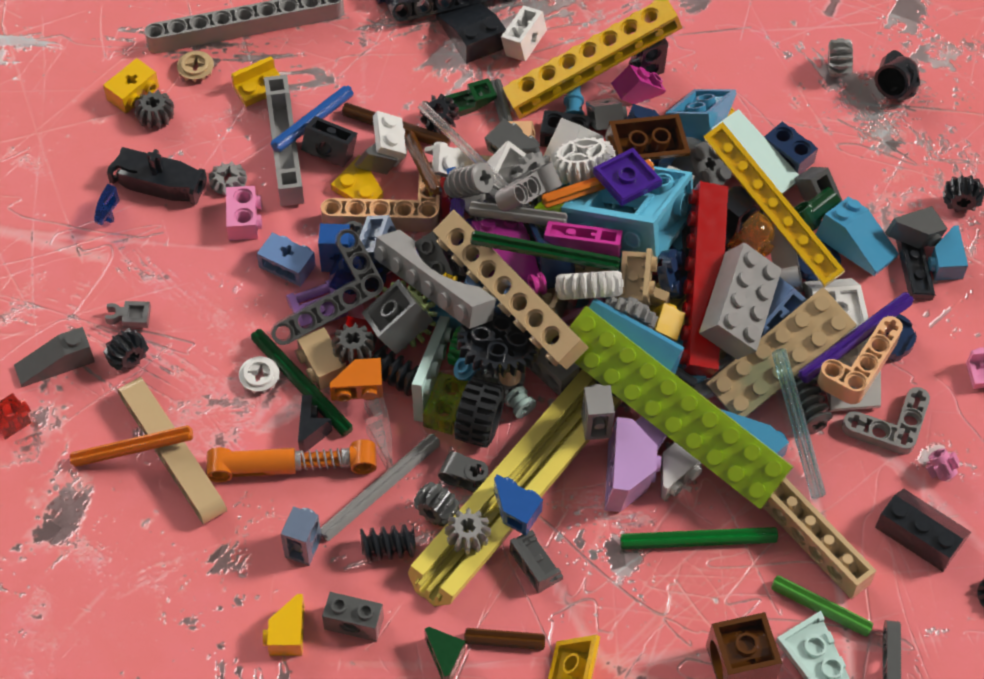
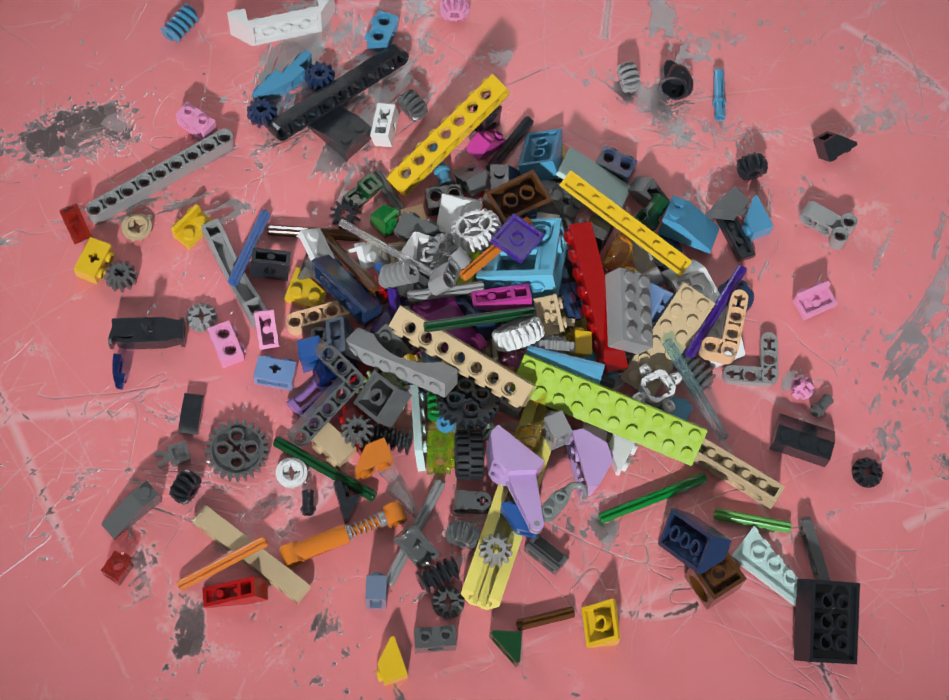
camera: 25 degrees left, 10 degrees up
(127, 40) = (75, 223): none -> clear red slope
(135, 486) = (236, 592): none -> red slope
(168, 276) = (191, 413): none -> black slope
(183, 339) = (250, 438): none -> dark grey gear
(262, 418) = (308, 503): none -> black pin
(293, 204) = (266, 329): none -> bright pink slope
(373, 499) = (416, 546): none -> dark grey hinge
(395, 590) = (442, 609): none -> dark grey gear
(403, 187) = (346, 289): none -> dark blue slope
(478, 129) = (385, 220): none -> green slope
(534, 446) = (518, 469): none -> lavender slope
(559, 412) = (530, 434): none -> clear yellow slope
(565, 21) = (412, 105): none -> dark grey gear
(674, 90) = (511, 142): none -> black axle
(728, 597) = (693, 541): none -> dark blue slope
(741, 388) = (669, 382): none -> white piece
(947, 114) = (719, 101): none -> dark azure pin
(959, 496) = (818, 409): none -> dark grey pin

